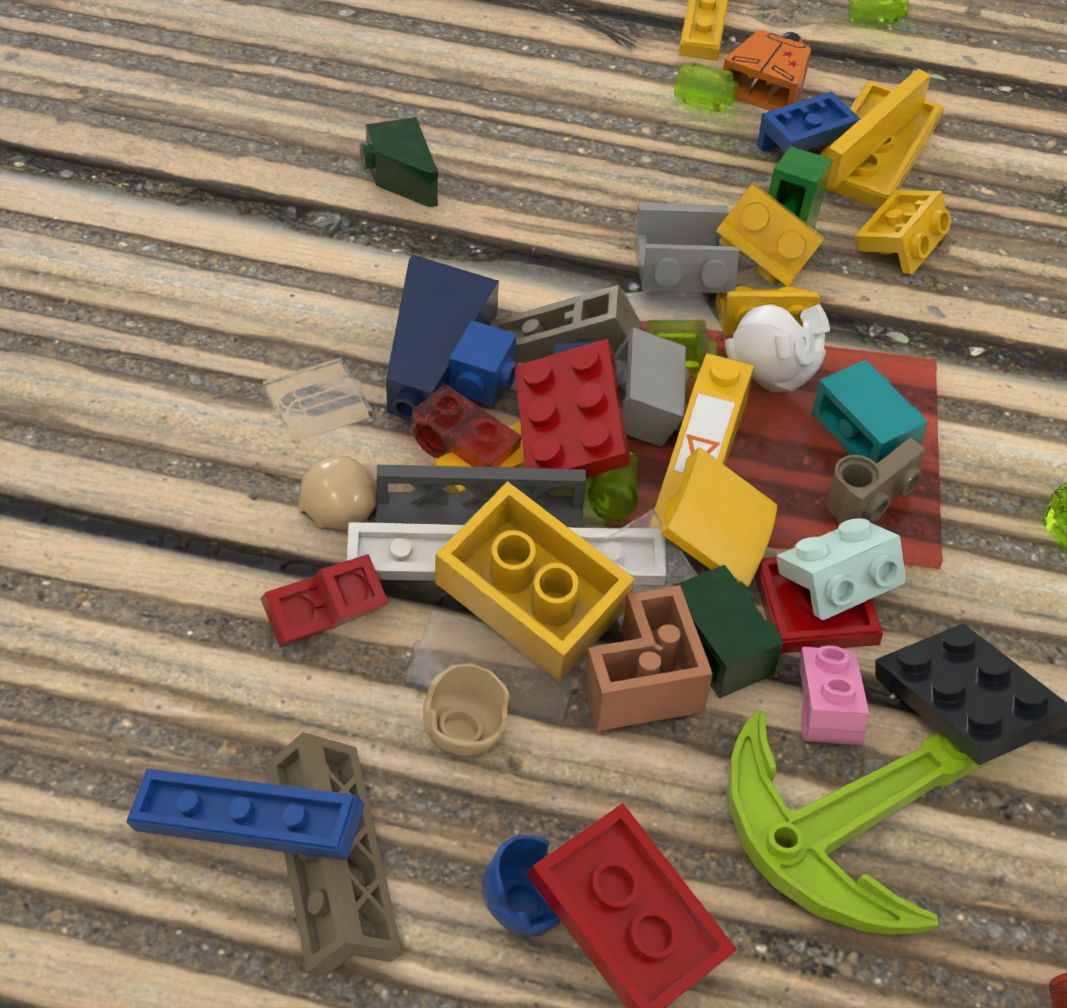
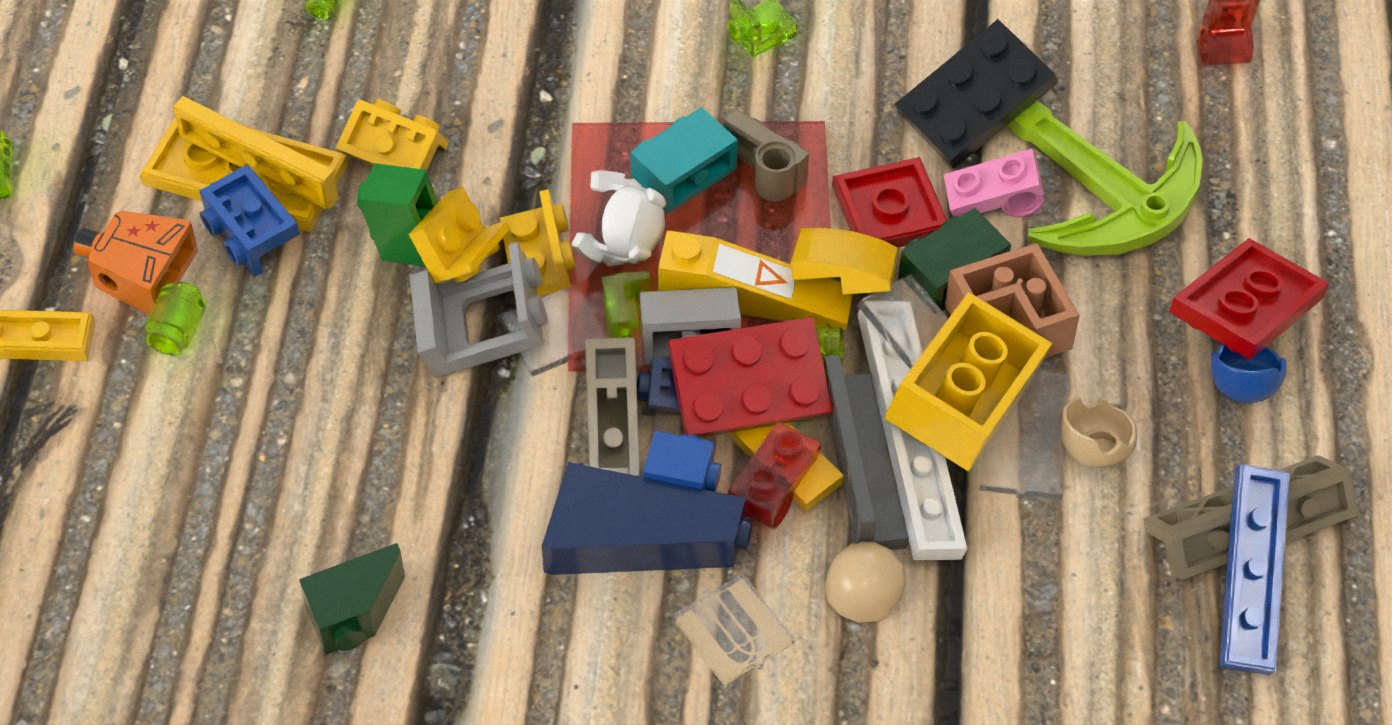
camera: 95 degrees left, 5 degrees up
(324, 601) = (996, 554): red slope -> none
(845, 566) = (865, 175): light aqua bracket -> none

